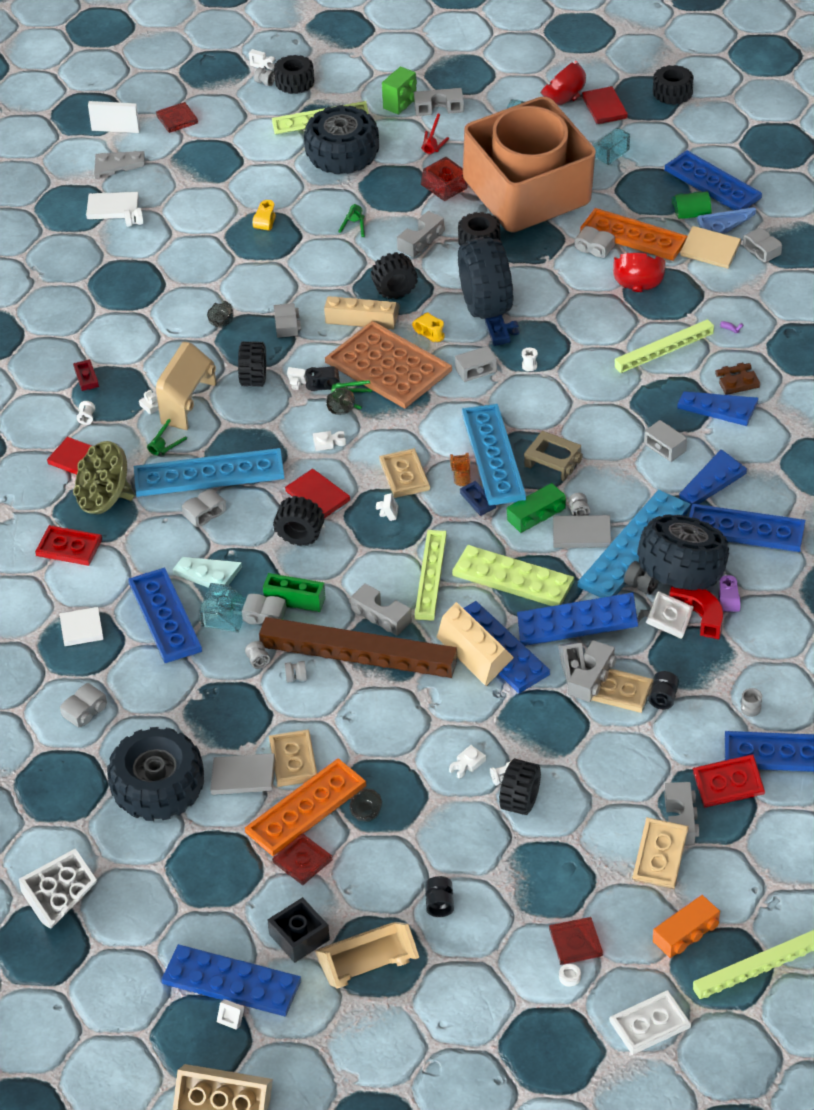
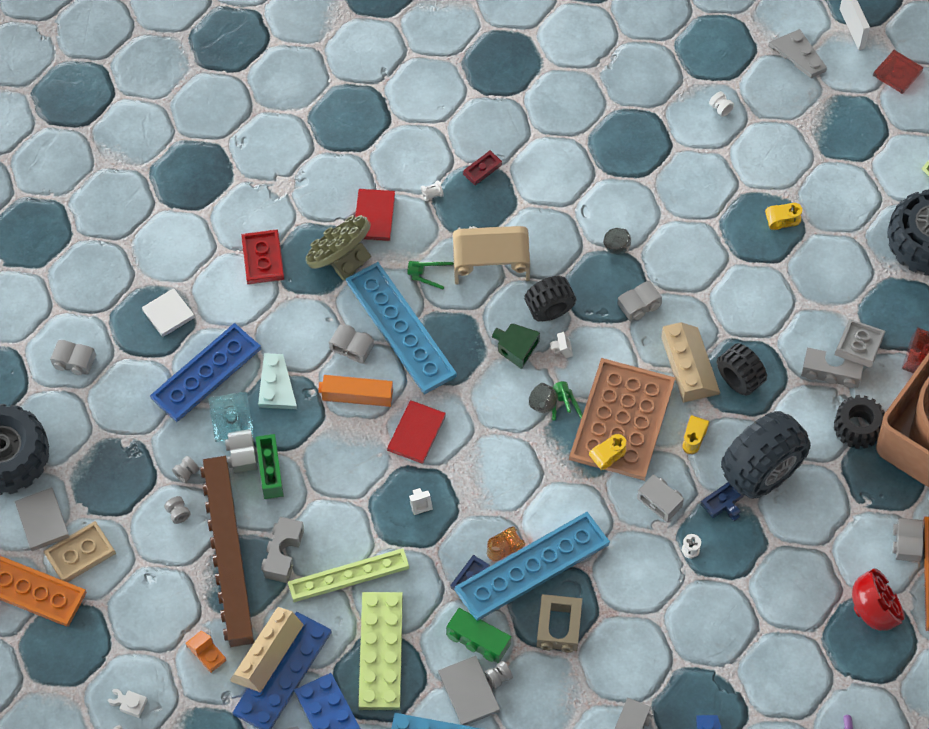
camera: 65 degrees right, 15 degrees up
(111, 204) = (734, 78): white tile -> none
(253, 517) = (356, 390): none -> orange brick
(276, 404) = (516, 343): none -> dark green torso
(298, 521) = (355, 430): black tyre -> none
(323, 378) = (572, 368): black piece -> none
(325, 440) = (493, 408): white plate -> none
(354, 215) = (831, 294): green plant -> none
(366, 805) = (37, 636): clear smoke hair -> none
(404, 473) = (479, 496): tan tile -> none
(410, 210) = (860, 343): none -> light grey tile
(419, 373) = (609, 451): none -> yellow piece
(444, 693) = (206, 651): none -> orange slope
(664, 346) = (781, 671): yellowish green piece -> none

